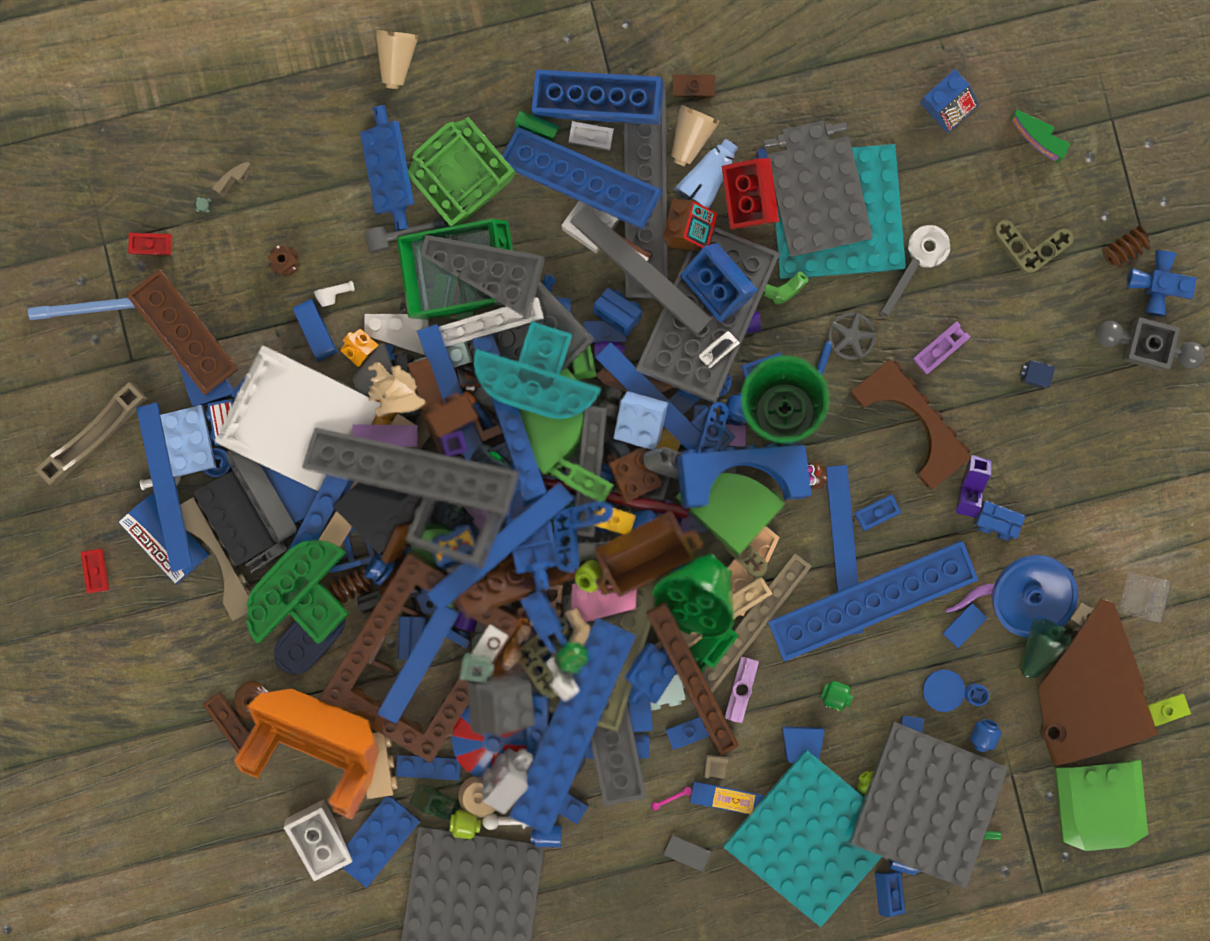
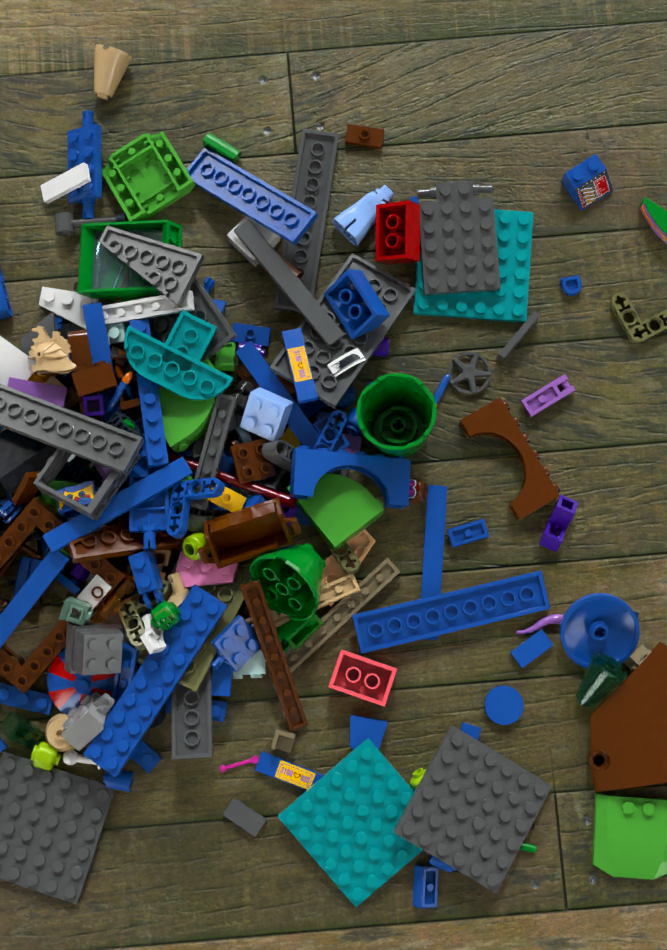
camera: 15 degrees right, 5 degrees down
(327, 295) = (12, 265): white bar -> none
(358, 347) = (30, 313): light orange brick -> none
(370, 193) = (65, 183): none -> white tile
(482, 408) = (118, 392): none -> blue piece
(584, 481) = (205, 458): bright green hinge -> none
(591, 136) = (267, 164): white plate -> none
(598, 97) = (278, 130): blue brick -> none
(618, 311) = (264, 317): blue brick -> none
(669, 362) = (299, 365): none -> blue tile
(686, 733) = (262, 706): blue plate -> none
(689, 225) = (339, 252): slope -> none
(691, 134) = (355, 175): tan cone -> none
(738, 703) = (312, 685): lavender piece -> none
(786, 291) = (416, 324): bright green arm -> none
(789, 686) = (362, 677): none -> coral brick
(837, 696) = (404, 693): green head -> none
(932, 234) = (550, 294): white tile -> none
(948, 220) = (571, 285): none -> blue tile
(980, 694) = (536, 714): blue wheel -> none
(985, 735) = (535, 752): blue head -> none
(999, 520) = (576, 557): blue brick -> none
(1037, 374) = (630, 432): dark blue brick -> none

